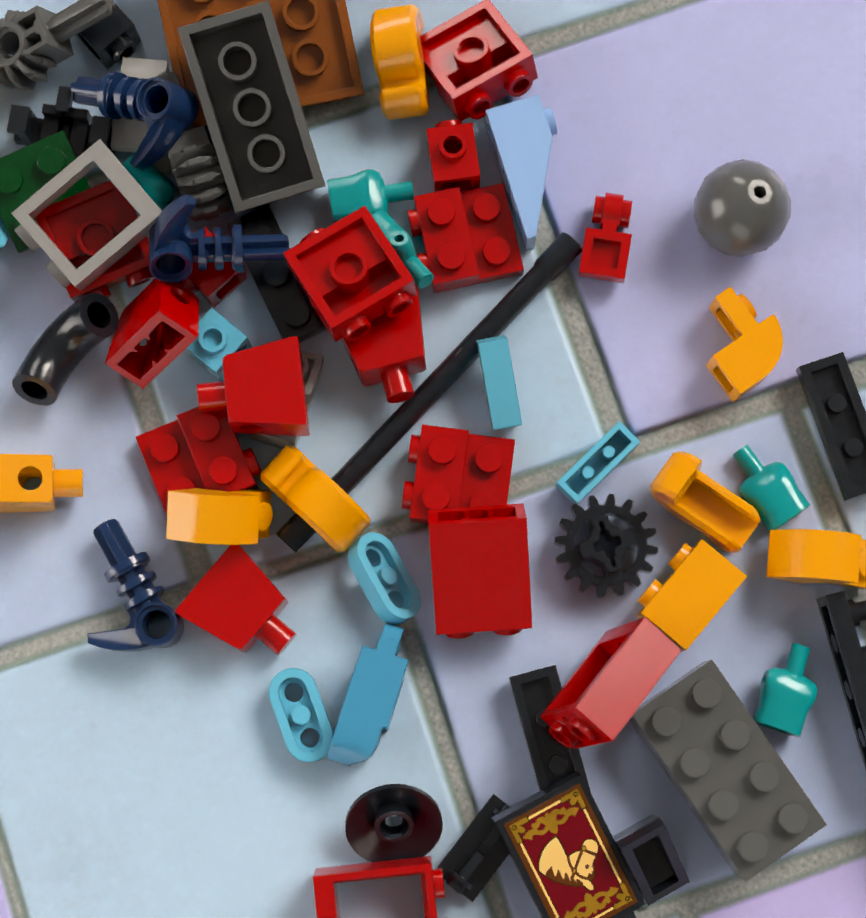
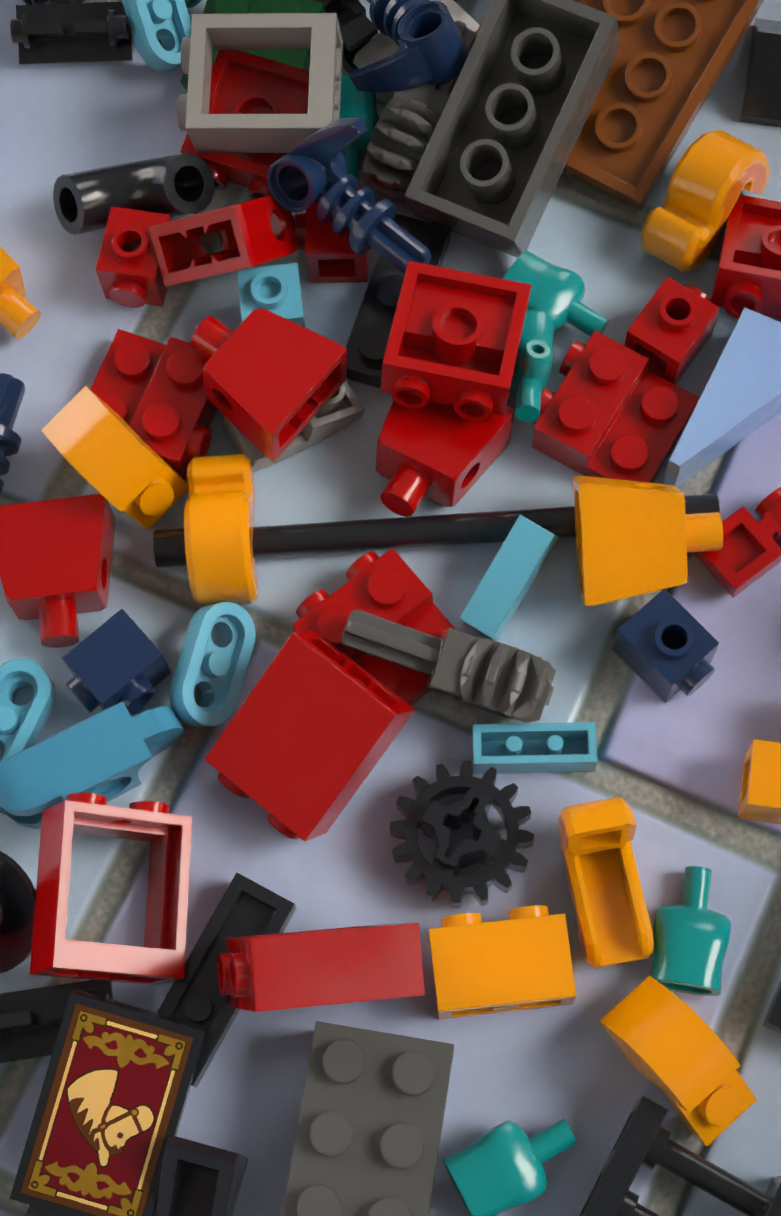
camera: 45 degrees right, 10 degrees down
(102, 388) = (128, 259): none -> red brick
(334, 630) = (115, 666): none -> dark blue brick
(484, 726) = (167, 892): none -> red window
(523, 457) = (459, 665): none -> dark grey gear
(548, 299) = (635, 537): none -> light orange torso
(618, 344) = (666, 647): none -> dark blue brick

